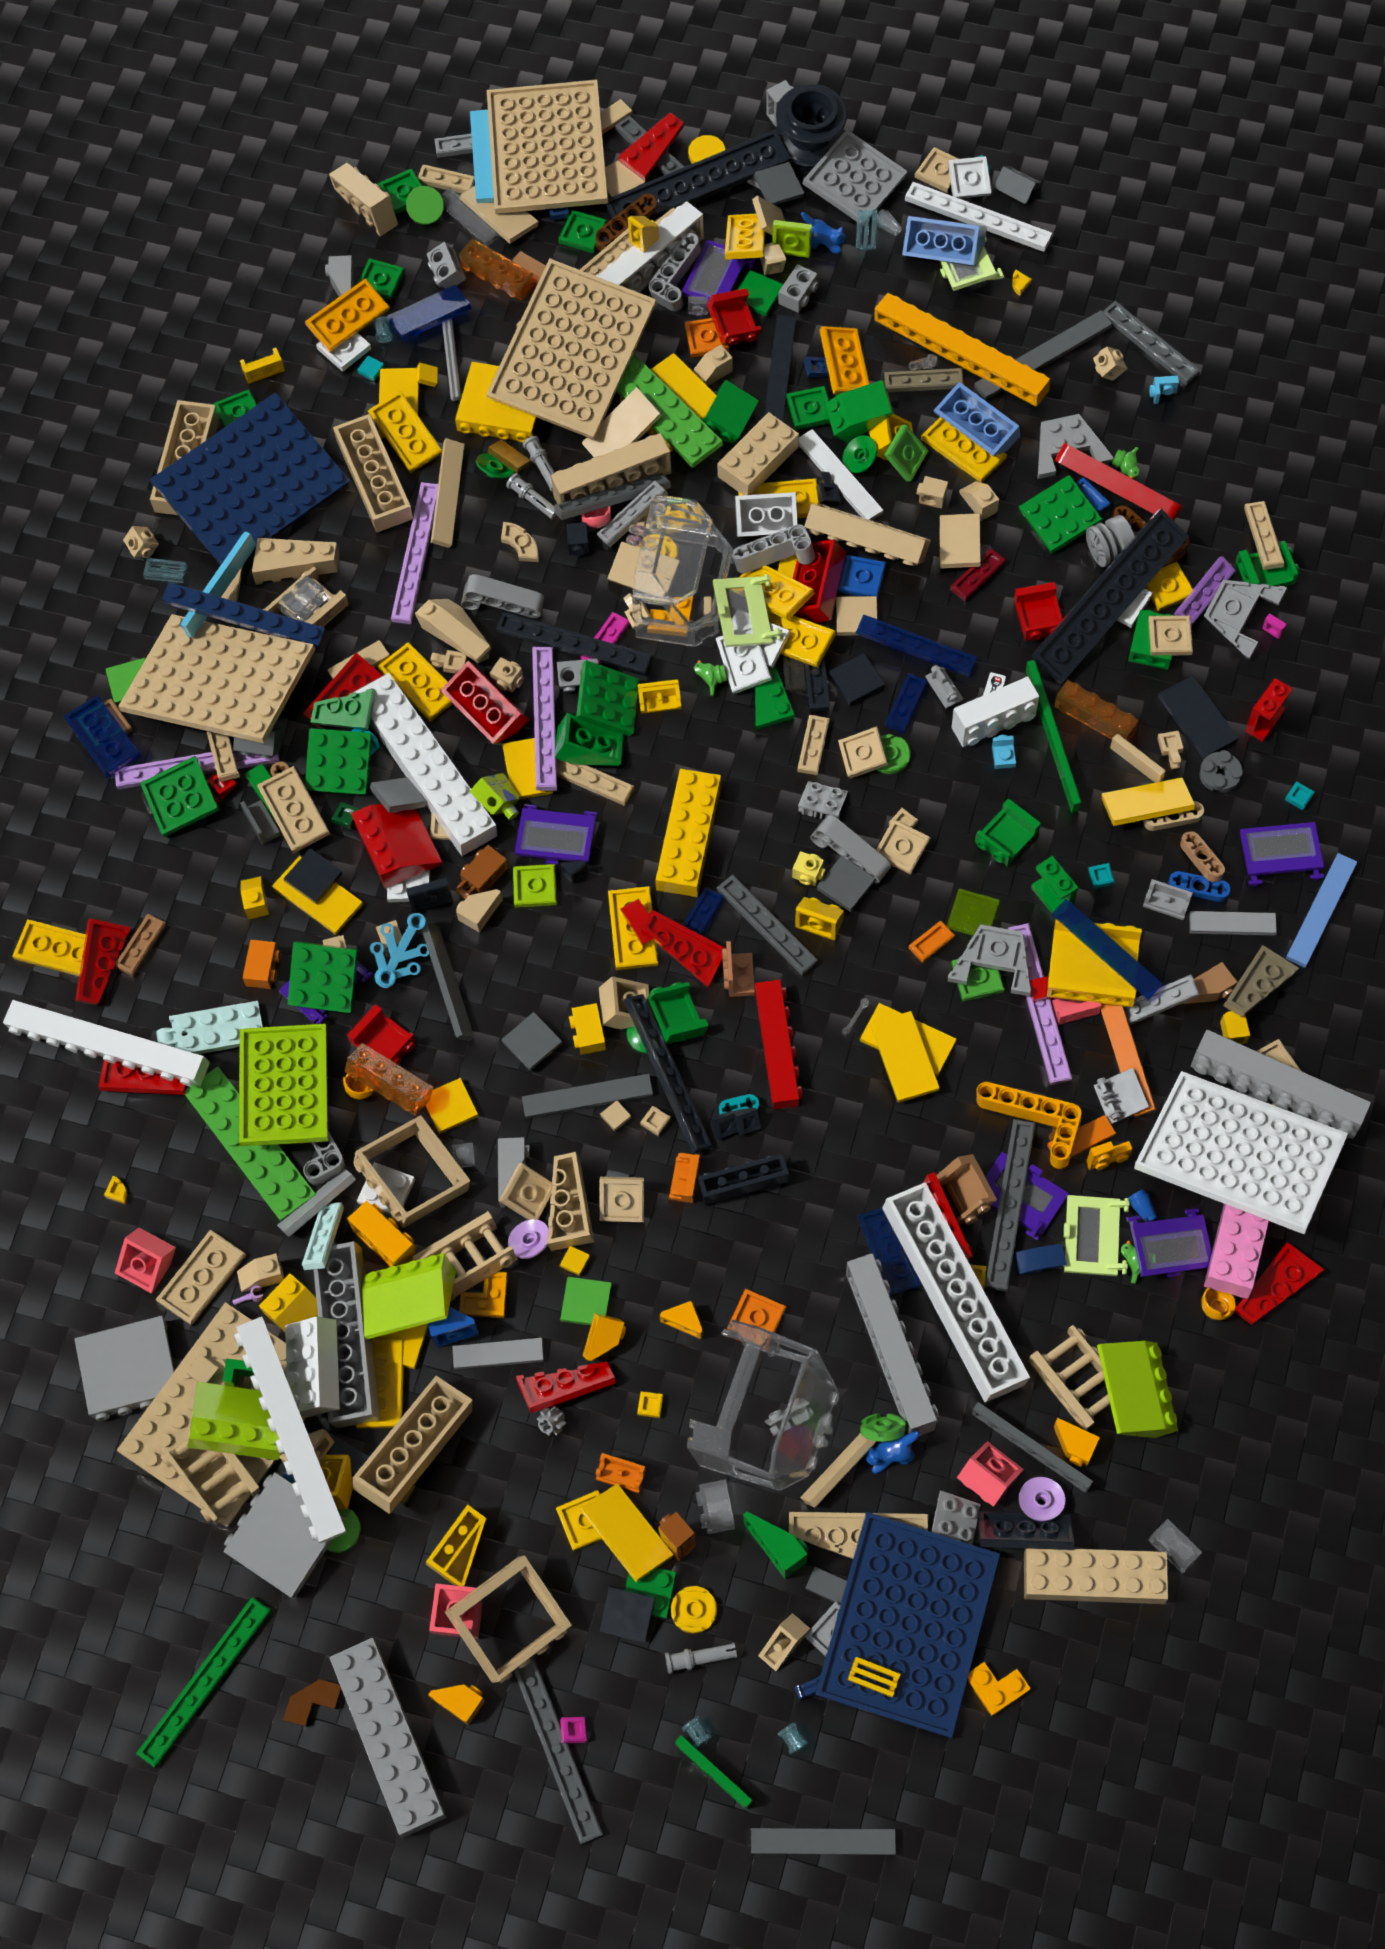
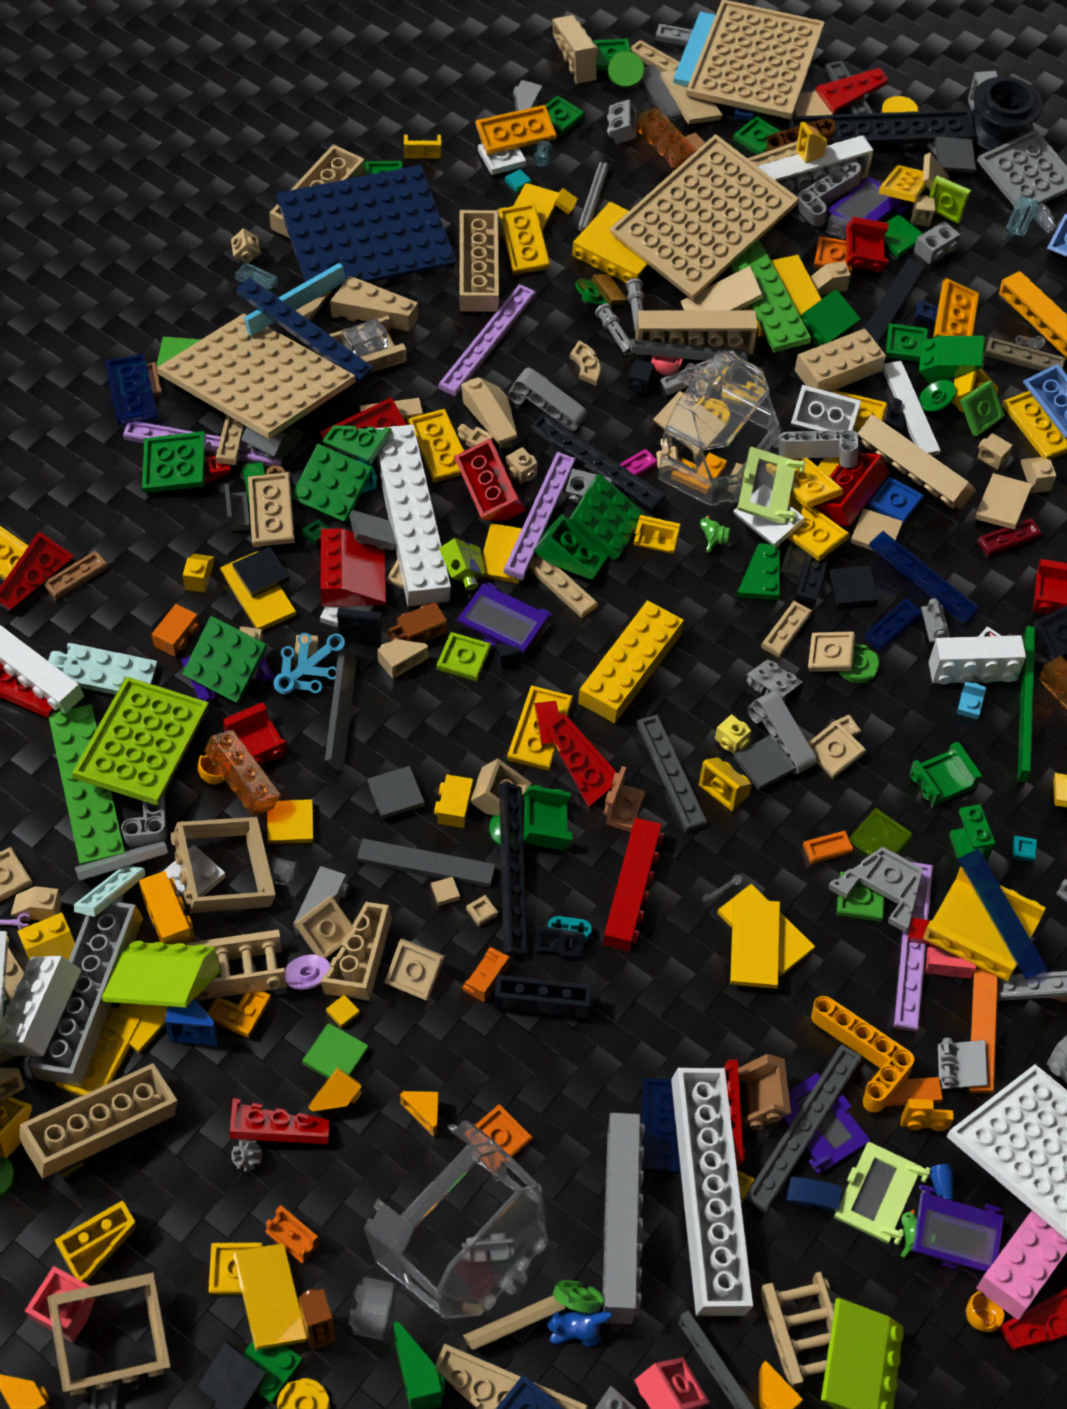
camera: 15 degrees right, 10 degrees down
(429, 312) = (590, 153): clear blue tile -> none
(447, 493) = (538, 300): tan tile -> none
(498, 1353) = (226, 1070): light grey tile -> none
(613, 115) = (827, 56): tan tile -> none
(650, 1404) = (353, 1180): yellow tile -> none
(703, 911) = (615, 737): clear blue tile -> none
(744, 665) = (749, 535): white tile -> none
(824, 234) = (980, 207): blue animal -> none

